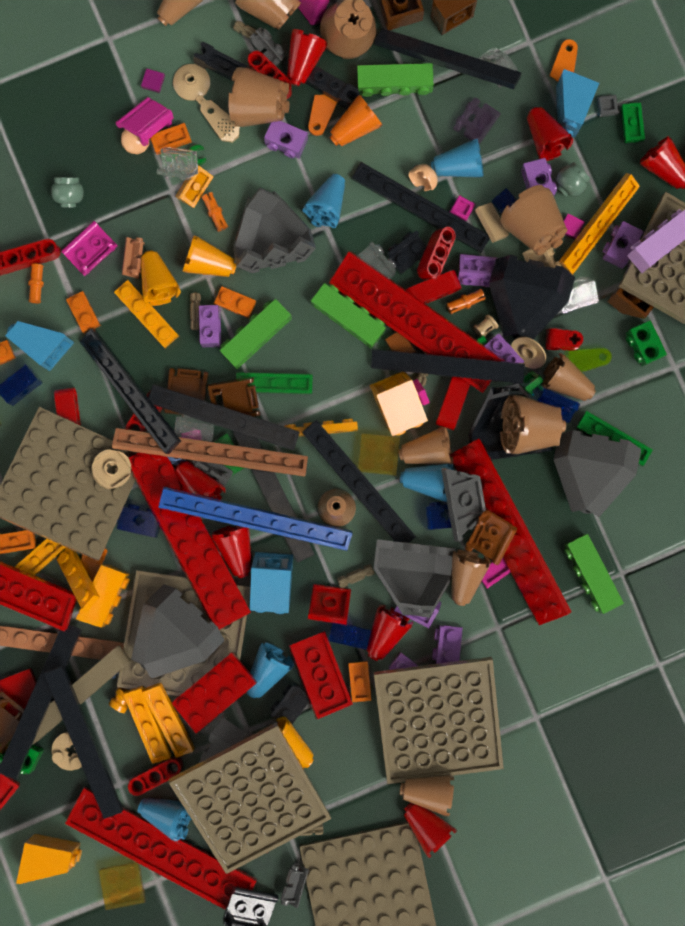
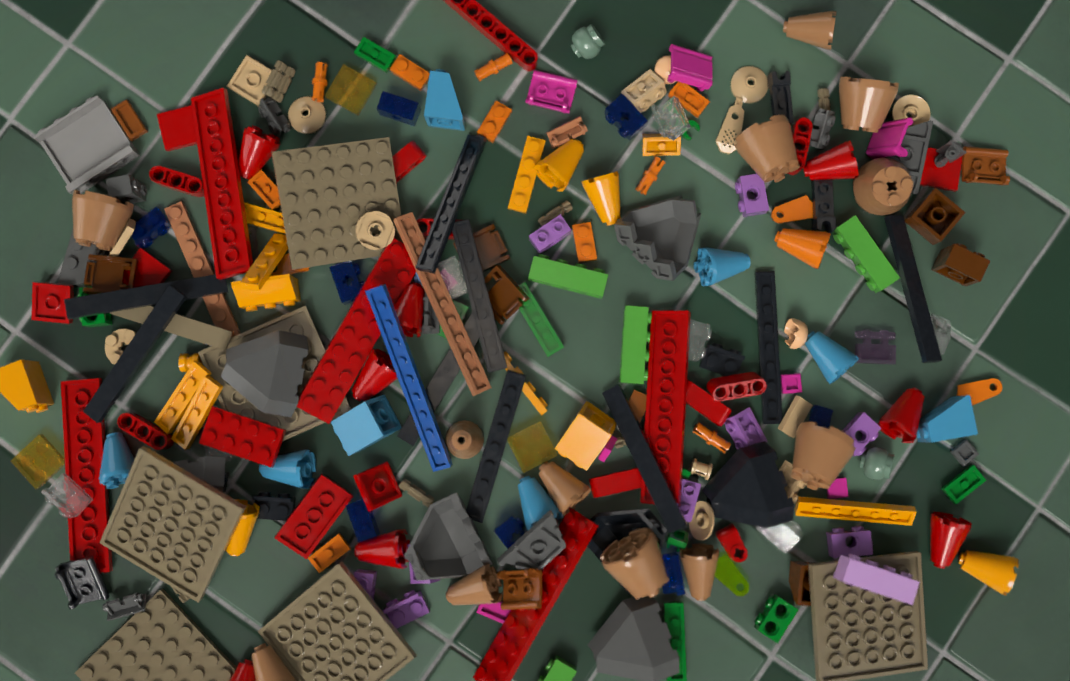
camera: 60 degrees right, 0 degrees up
(140, 171) = (645, 91): none -> tan bracket
(142, 199) = (624, 108): none -> clear blue brick
(153, 80) = (728, 51): magenta tile -> none
(168, 877) = (67, 496): none -> clear bracket

